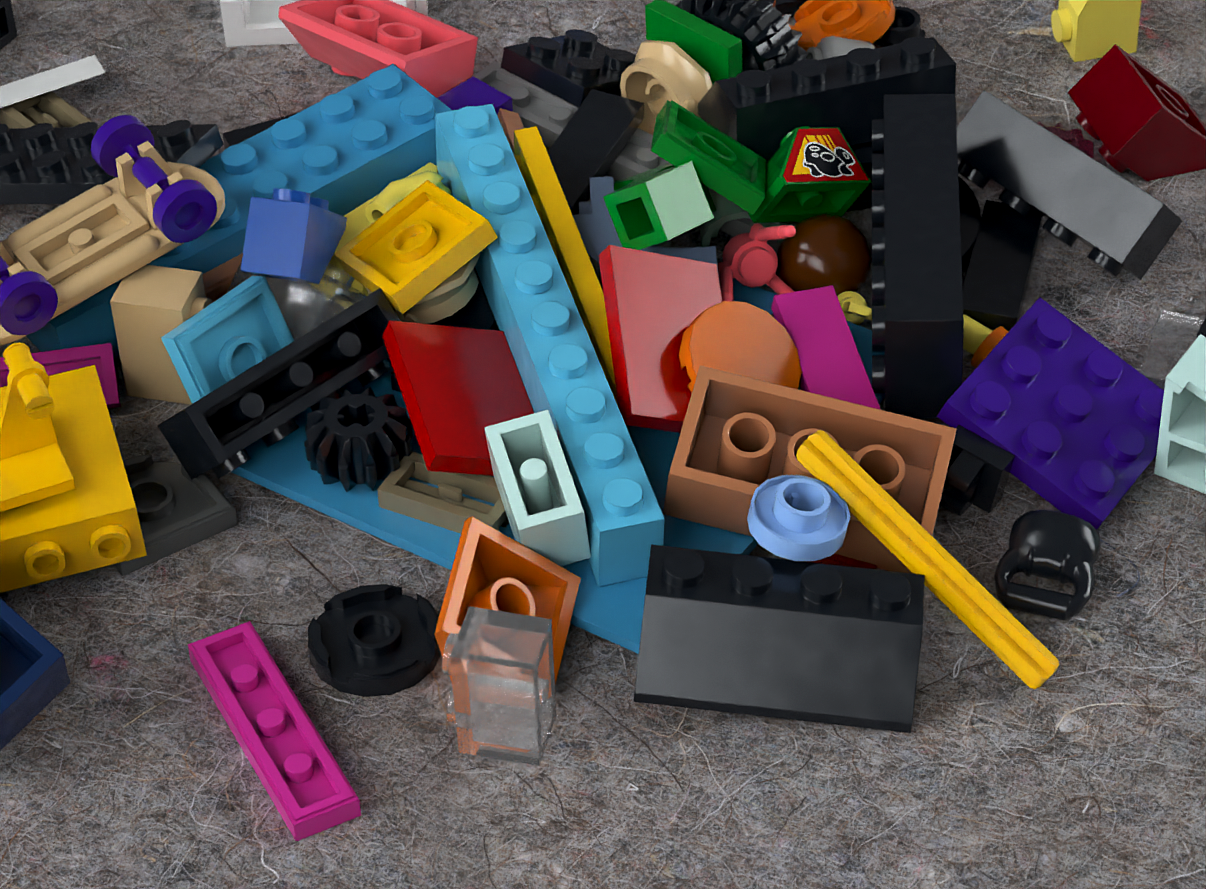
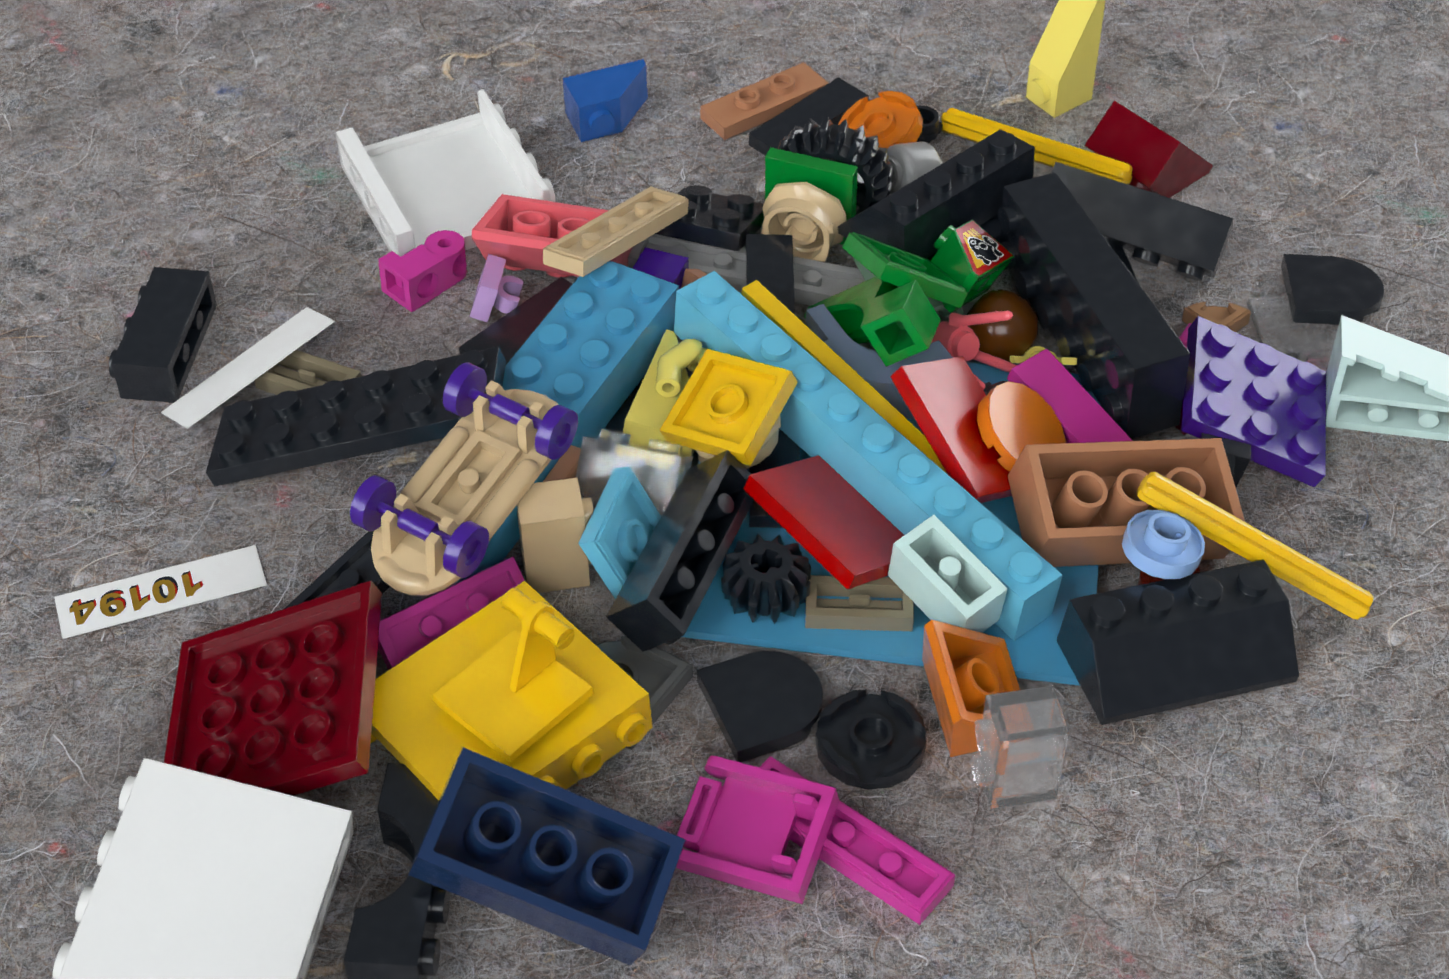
camera: 25 degrees left, 5 degrees up
(178, 687) = (748, 824): none -> dark pink container
(240, 48) = (424, 270): none -> dark pink leg
(284, 567) = (762, 701): none -> black tile
(290, 236) = (635, 429): blue slope -> none
(293, 83) = (495, 290): none -> lavender tile
(429, 43) = (615, 231): none -> tan tile
(1013, 85) = (1046, 150): none -> yellow axle
(1052, 548) = (1308, 507): black piece -> none
(1105, 323) = (1233, 317): none -> medium nougat tile

